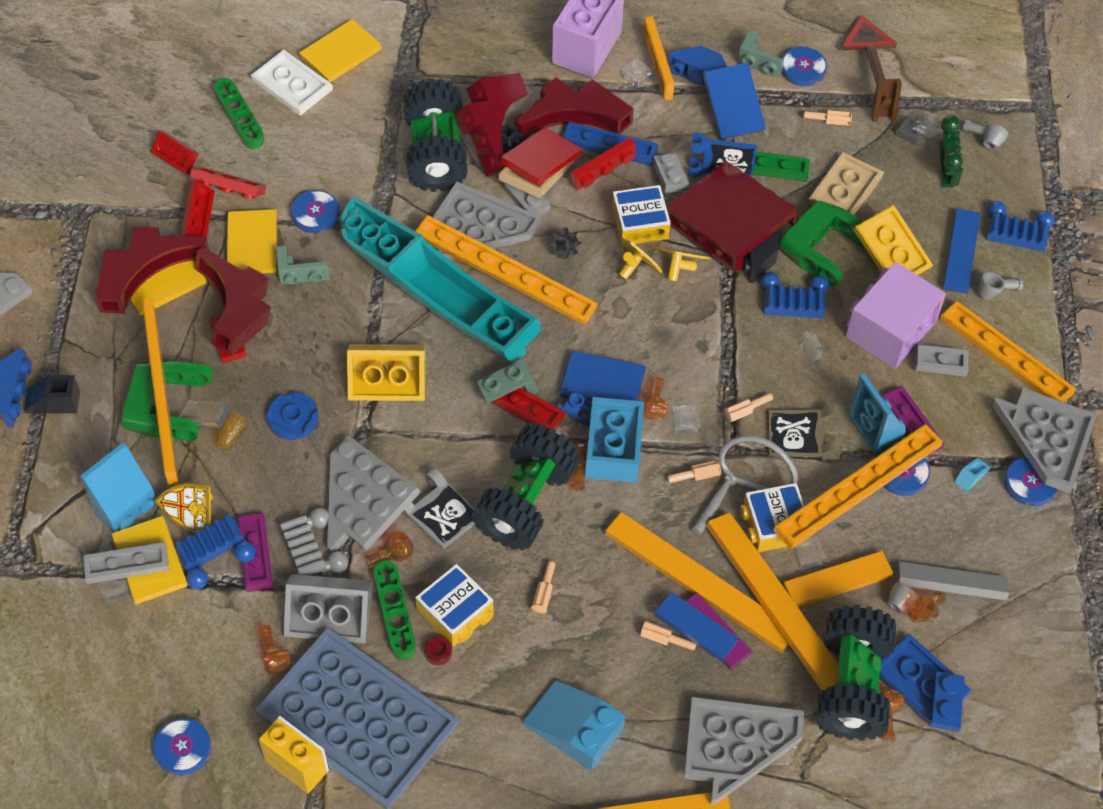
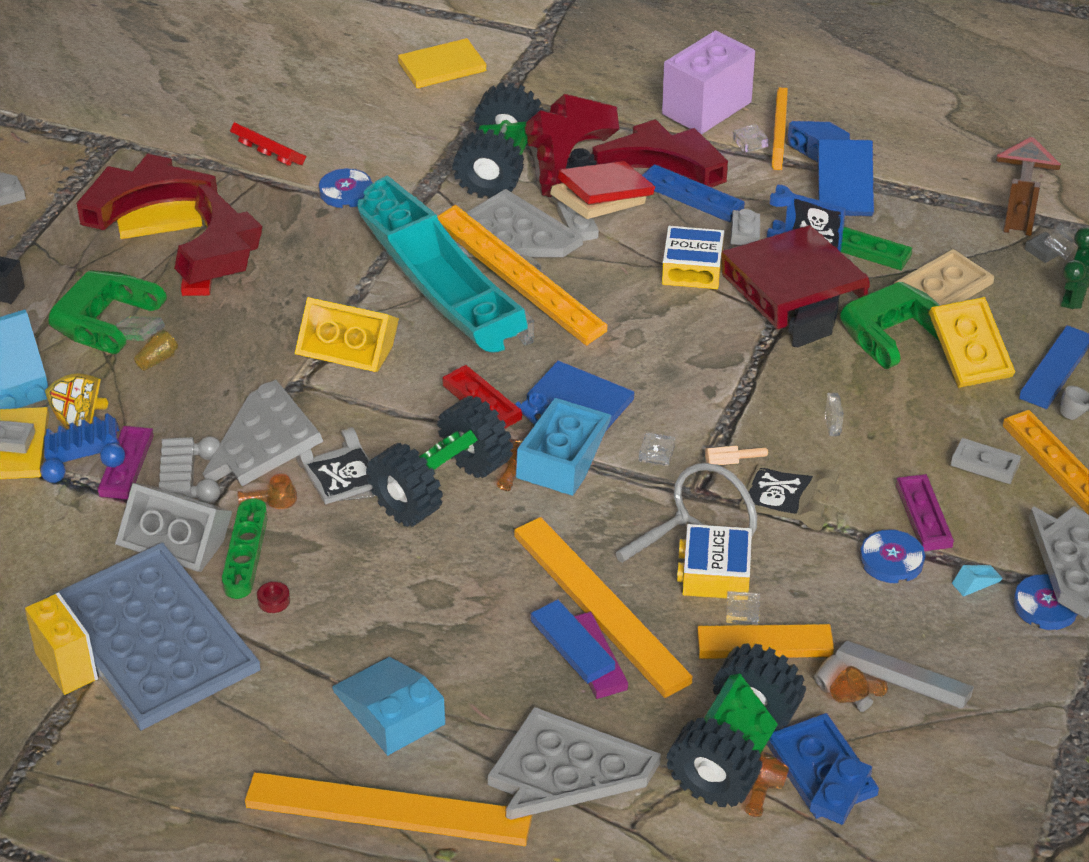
camera: 20 degrees right, 15 degrees down
(160, 392) = (96, 293): light orange tile -> none
(174, 152) = (226, 108): red plate -> none
(197, 210) = (226, 159): red plate -> none
(238, 113) = (313, 92): green beam -> none
(253, 240) = (270, 197): yellow tile -> none
(275, 658) = (93, 556): clear orange bar -> none
(291, 82) = (378, 79): white tile -> none
(292, 416) = (229, 354): blue tile -> none
(299, 273) = (301, 233): sand green bracket -> none
(455, 605) = (310, 556): piece -> none
(506, 381) = (470, 365): sand green bracket -> none
(543, 590) = (417, 570): light nougat axle -> none
(559, 241) = (596, 264): black gear -> none
(603, 164) = (672, 203): red plate -> none
(634, 259) = (665, 290): yellow shield -> none
(655, 406) = (626, 429): clear orange bar -> none
(664, 635) = (533, 644): light nougat axle -> none
(678, 263) = (713, 307): yellow shield -> none
(698, 472) = (647, 501): light nougat axle -> none
(759, 60) = (890, 148): sand green bracket -> none
(775, 600) = (675, 631): light orange tile -> none
(794, 302) = (837, 373): blue gear -> none
(804, 66) = (944, 167): blue tile -> none
(831, 117) = (955, 217): light nougat axle -> none
(857, 486) = (824, 549): light orange tile -> none
(875, 417) = (876, 489): dark azure slope -> none
(894, 314) = (943, 400): lavender container -> none

